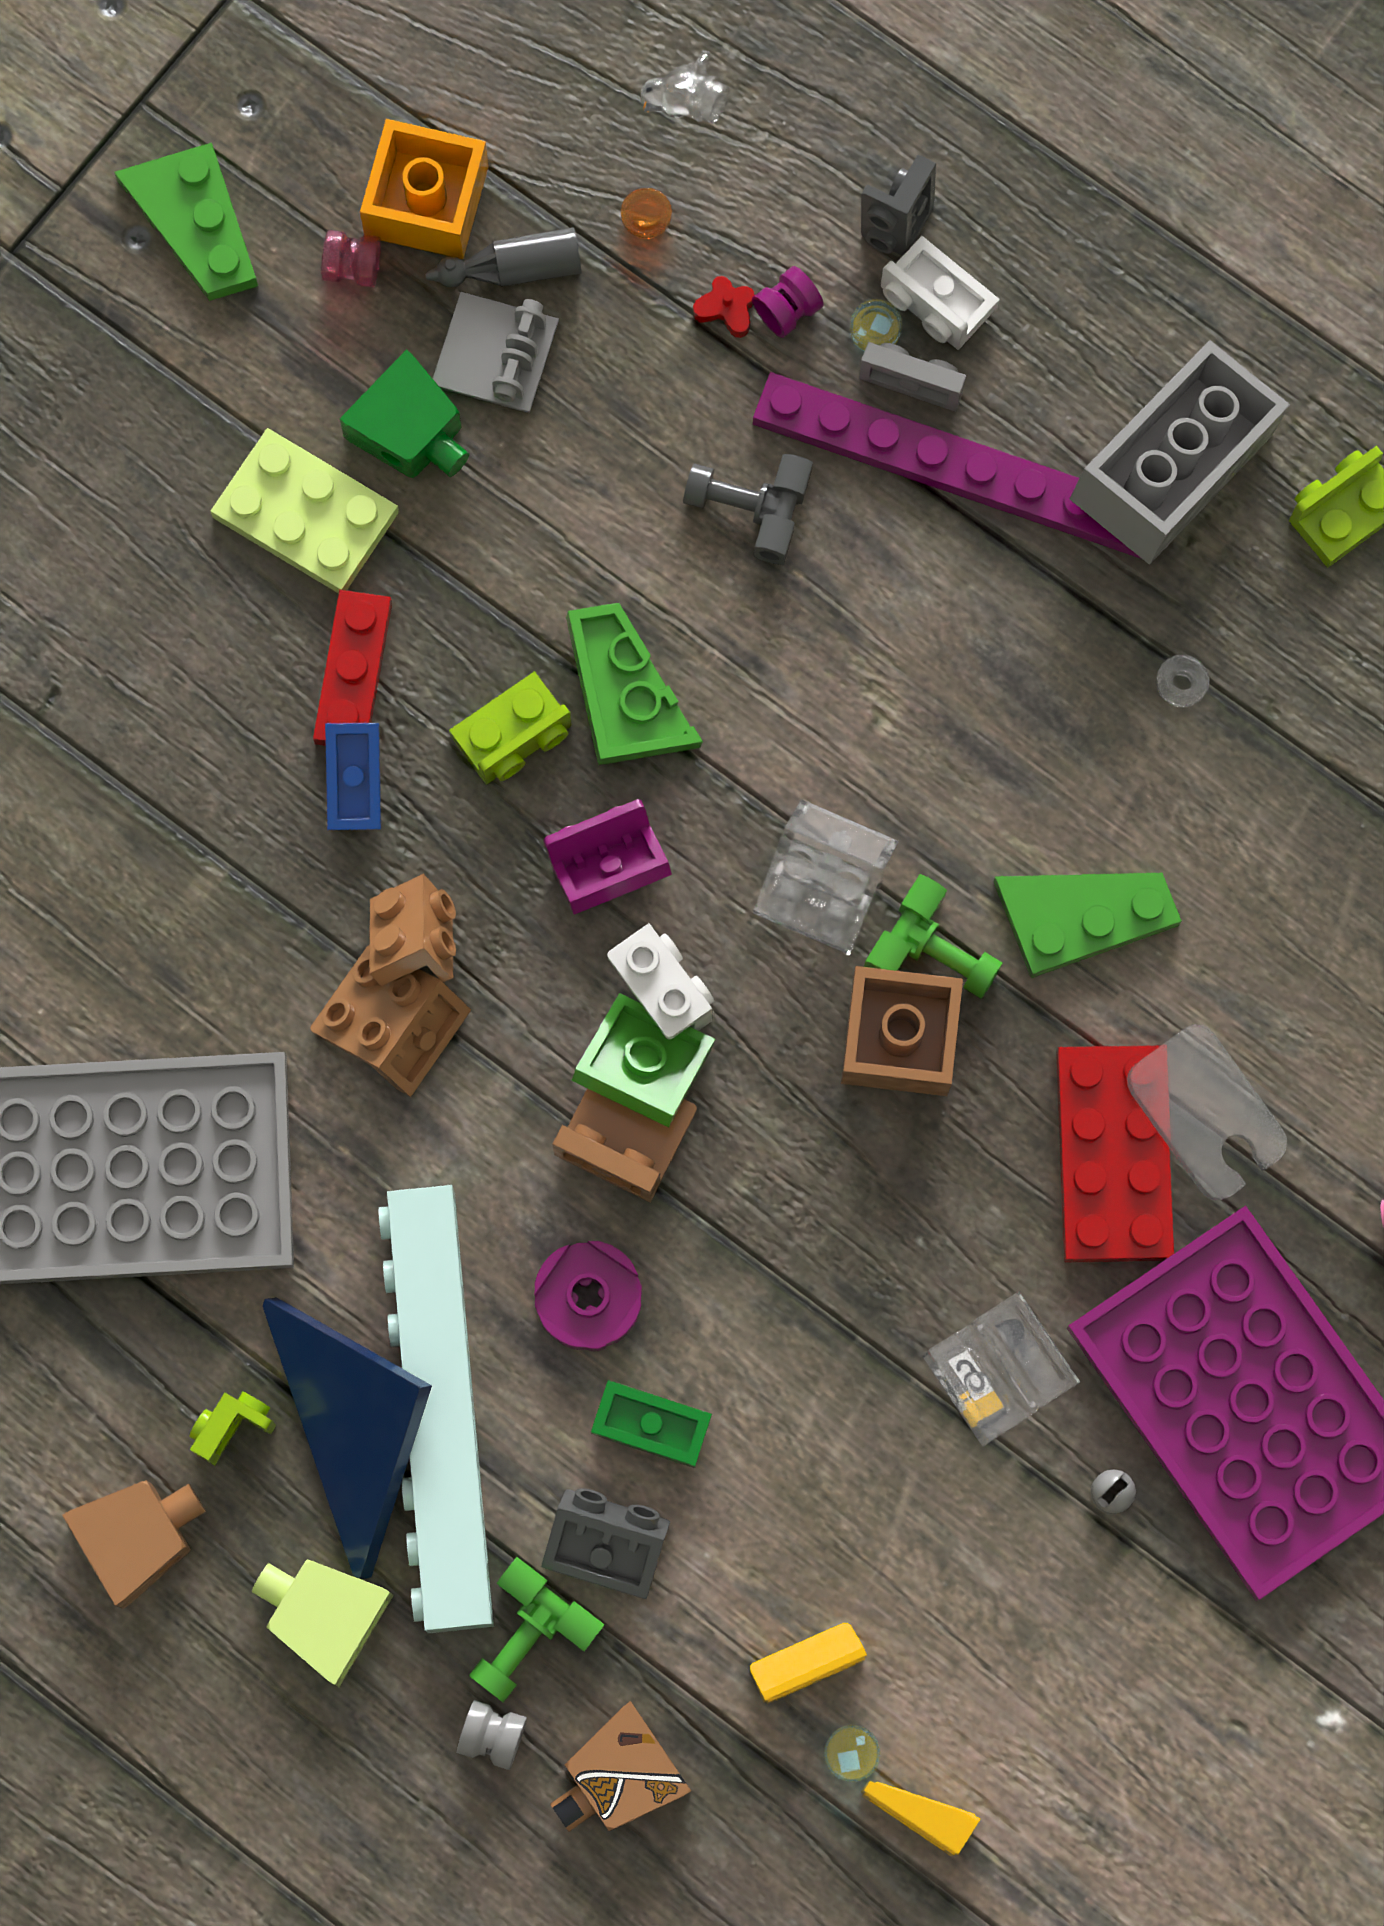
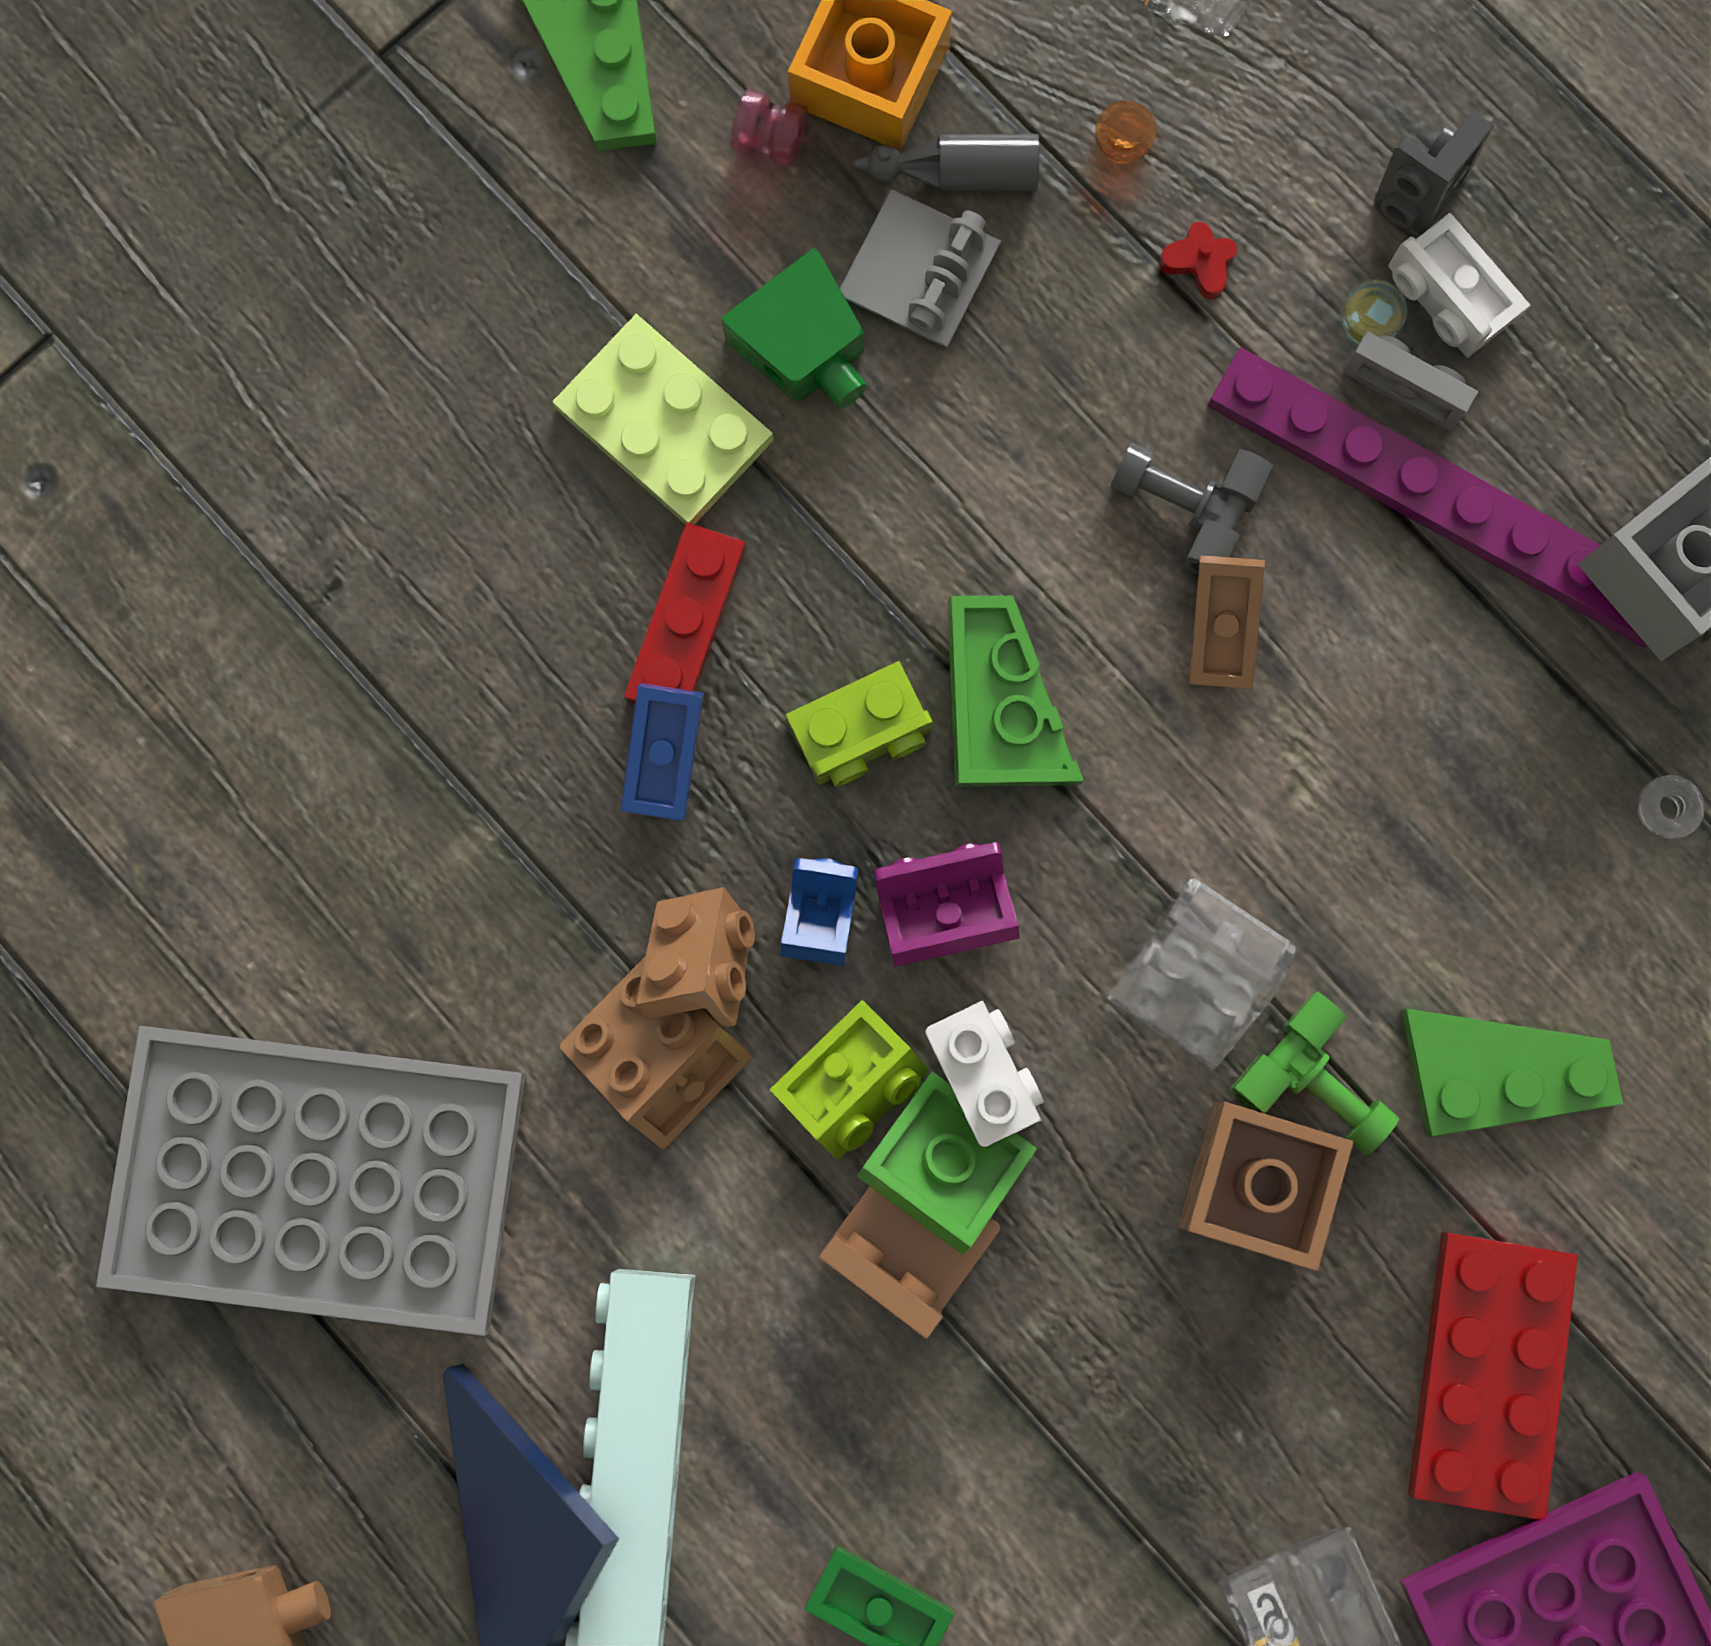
camera: 15 degrees right, 5 degrees up
(216, 1428) = (359, 1517): lime bracket -> none
(505, 880) = (819, 911): none -> blue bracket
(555, 1012) = (850, 1080): none -> lime bracket
(583, 1264) = (830, 1474): magenta plate -> none
(787, 301) = (1276, 265): magenta wheel -> none
(795, 593) = (1226, 622): none -> medium nougat plate
(1197, 1102) = (1607, 1336): clear piece -> none

